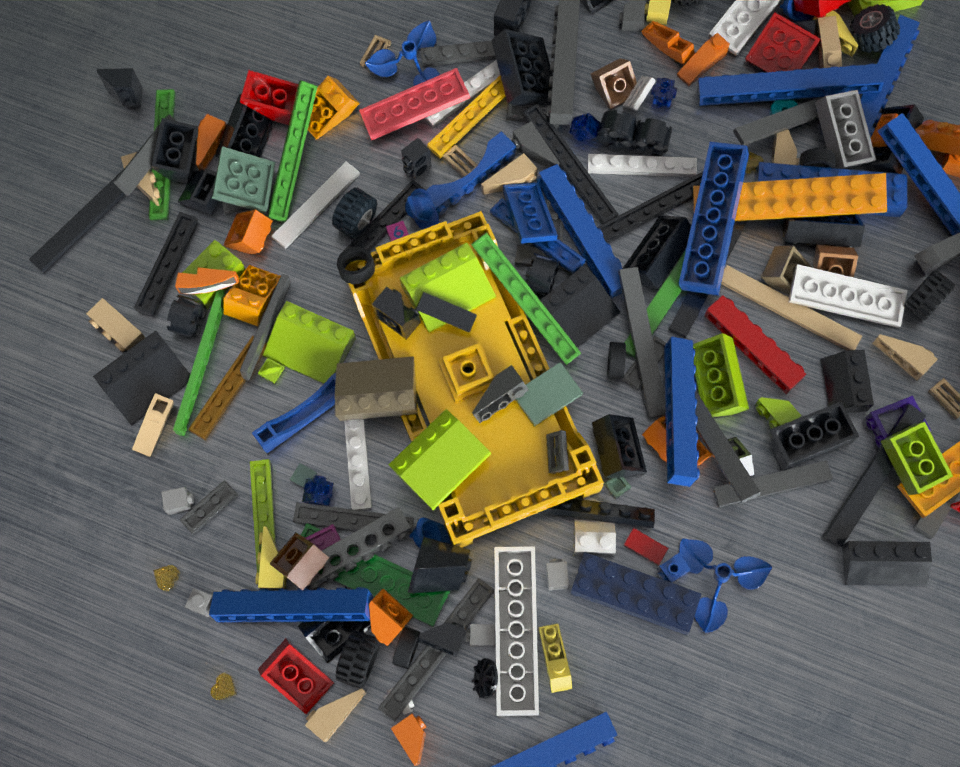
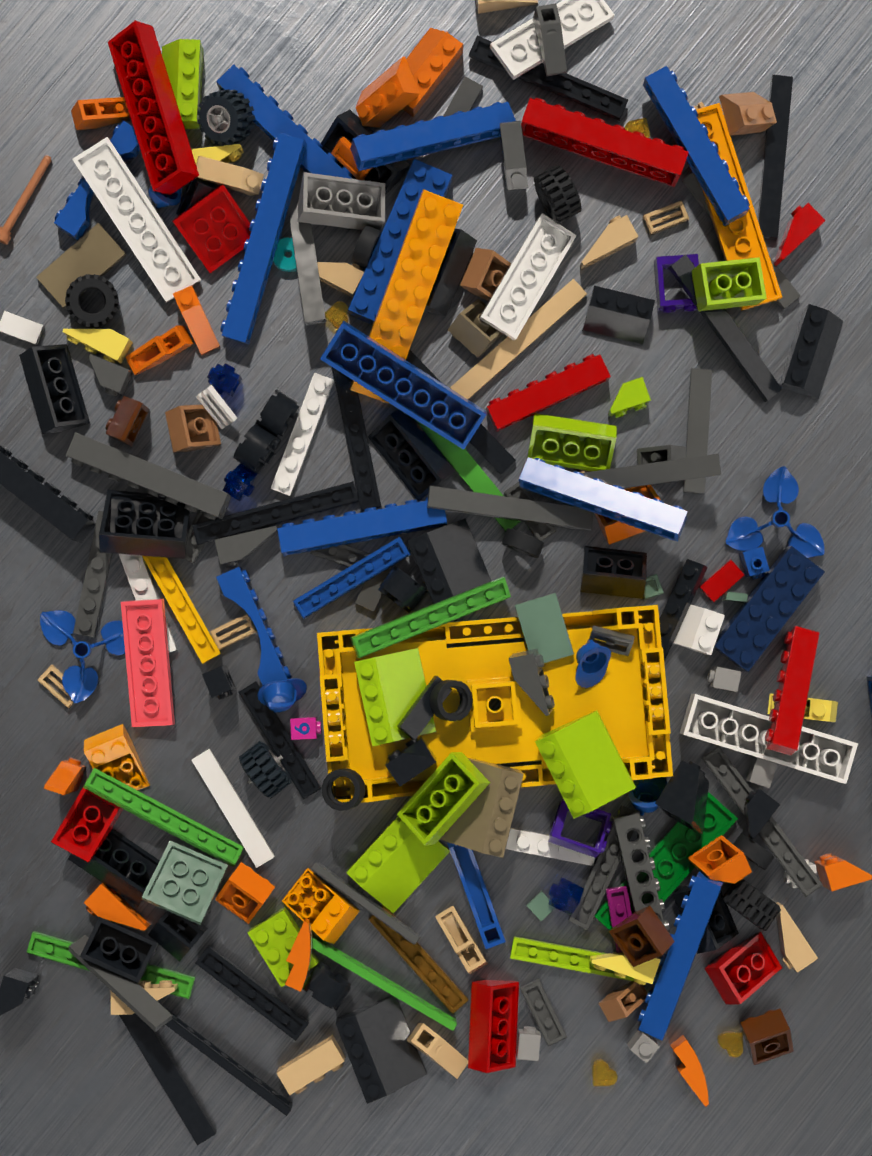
camera: 80 degrees left, 15 degrees up
(103, 258) = (229, 1064): none -> black tile
(187, 465) = (493, 1025): none -> red slope
(189, 655) = (691, 1068): none -> orange slope
(236, 572) = (623, 1001): none -> medium nougat slope
(236, 717) = (767, 1036): none -> reddish brown slope
(253, 417) = (461, 940): none -> tan slope
(271, 370) = (413, 909): lime tile -> none
(302, 67) = (66, 777): none -> orange slope
(373, 350) = (443, 798): none -> lime brick
(379, 464) = (597, 815): none -> dark purple window
(459, 316) = (465, 700): none -> black tyre
(483, 674) = (804, 784): black wheel -> none
(517, 172) = (271, 578): tan slope -> none
(529, 212) = (325, 578): blue plate -> none
(530, 440) = (592, 663): none -> blue piece
(567, 635) = (792, 690): none -> red brick
(602, 35) = (127, 420): none -> reddish brown slope
(635, 561) = (735, 597): none -> sand green tile
(812, 435) = (666, 373): black slope -> none

